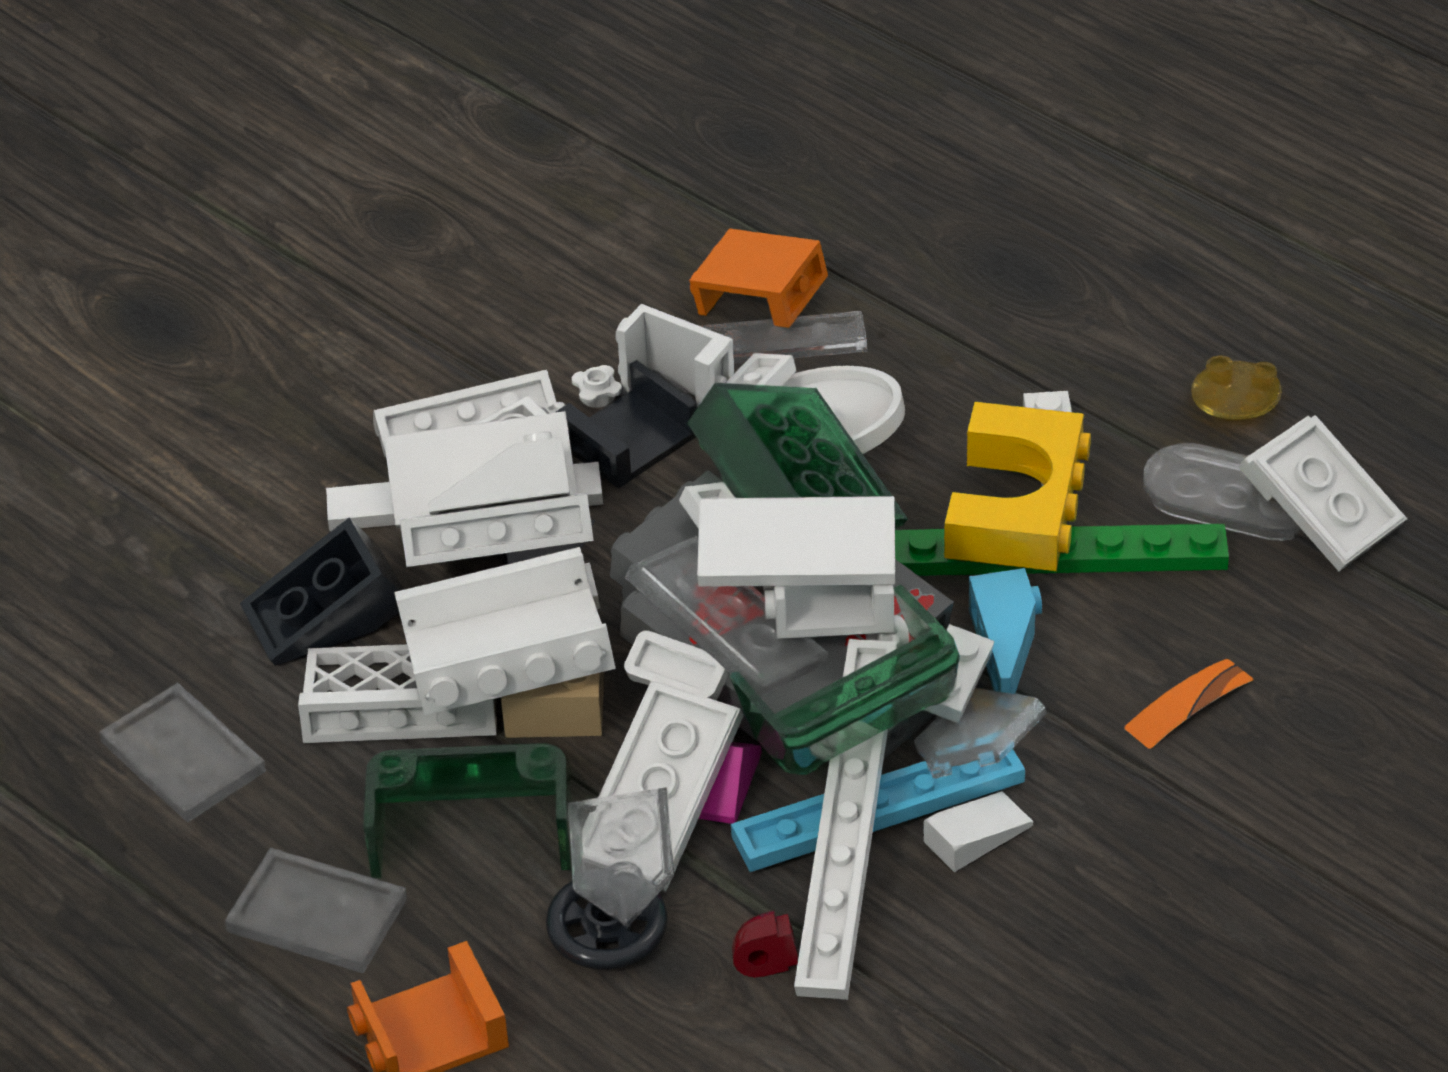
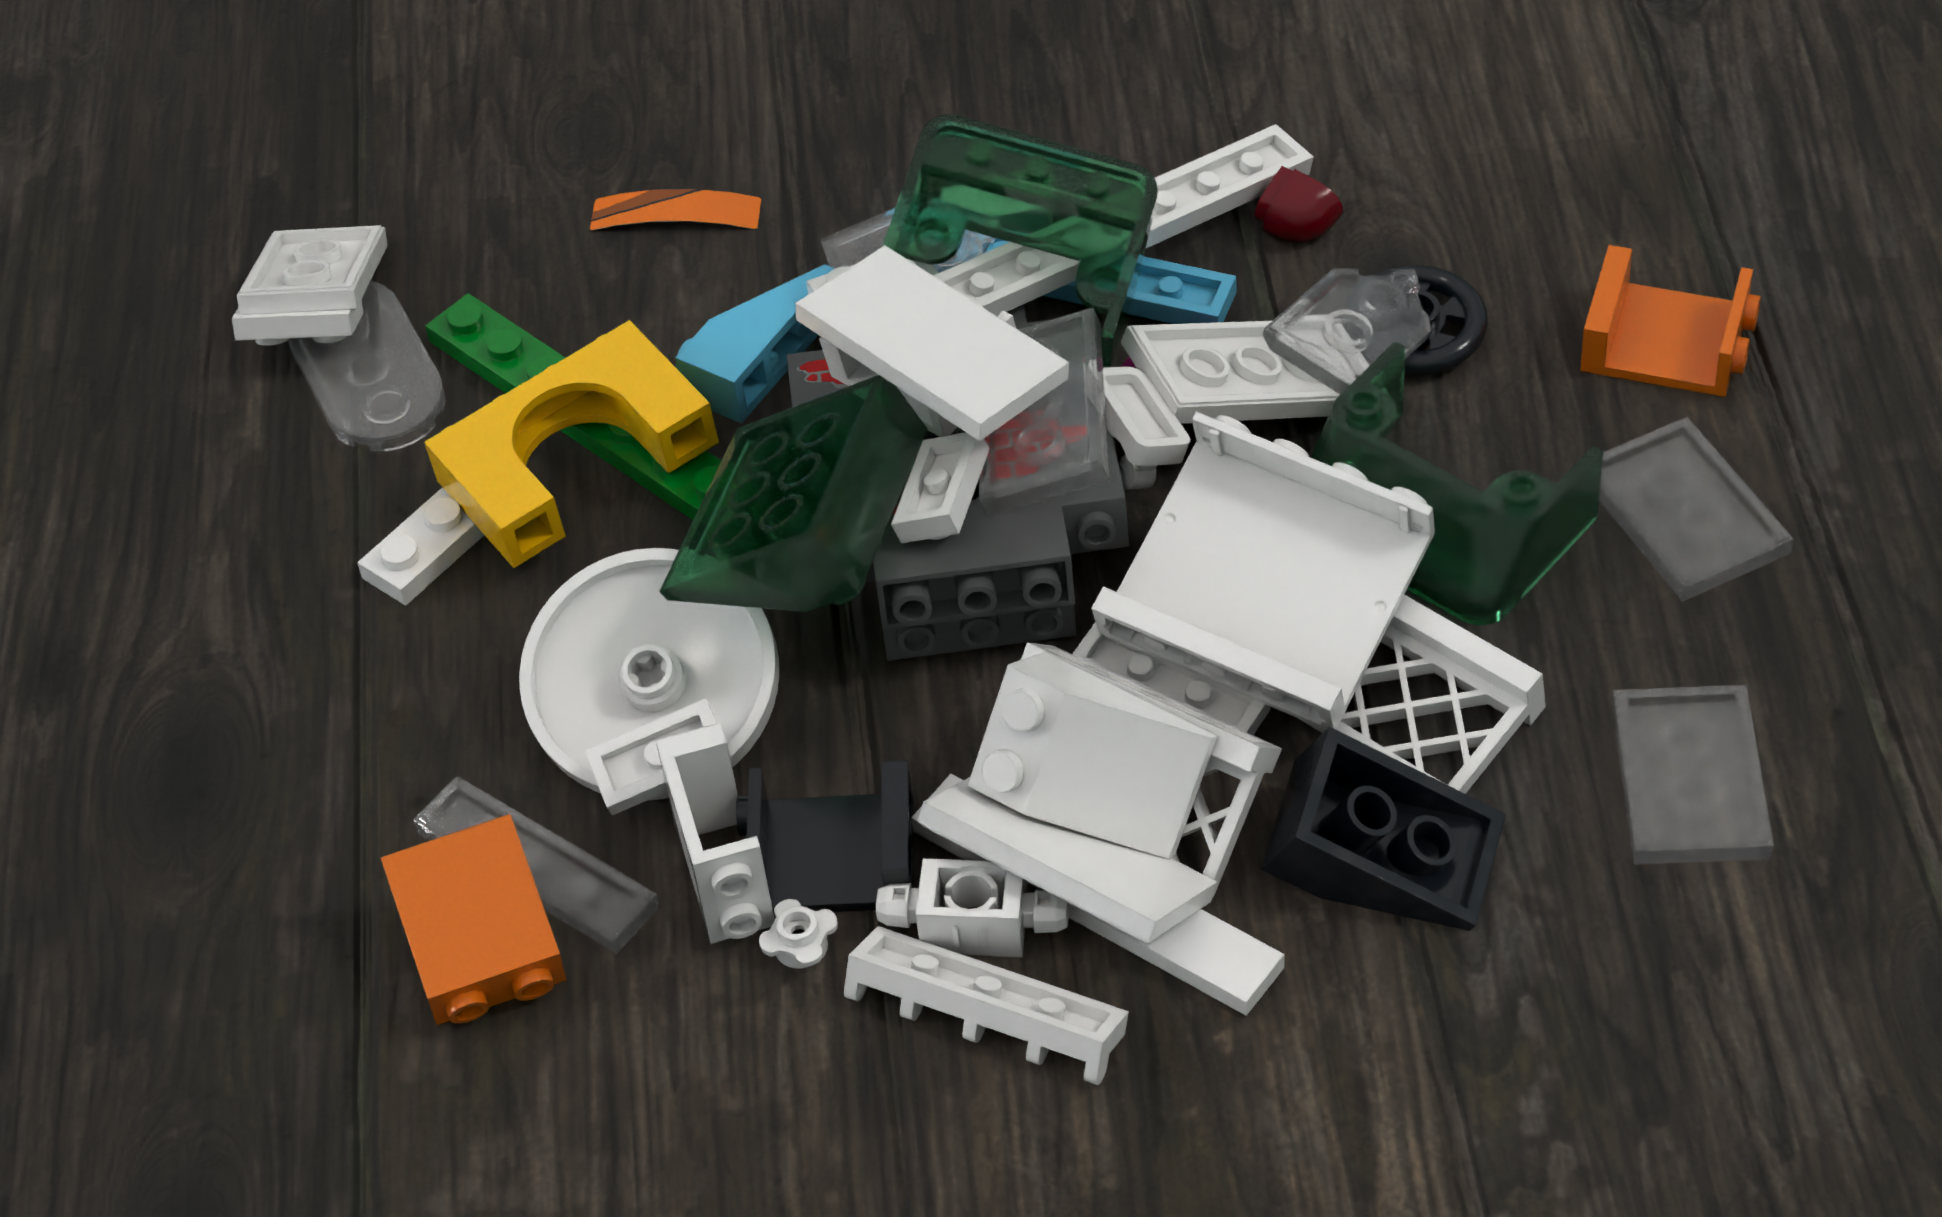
camera: 135 degrees left, 5 degrees up
(1236, 388) = (210, 455): clear yellow dish -> none

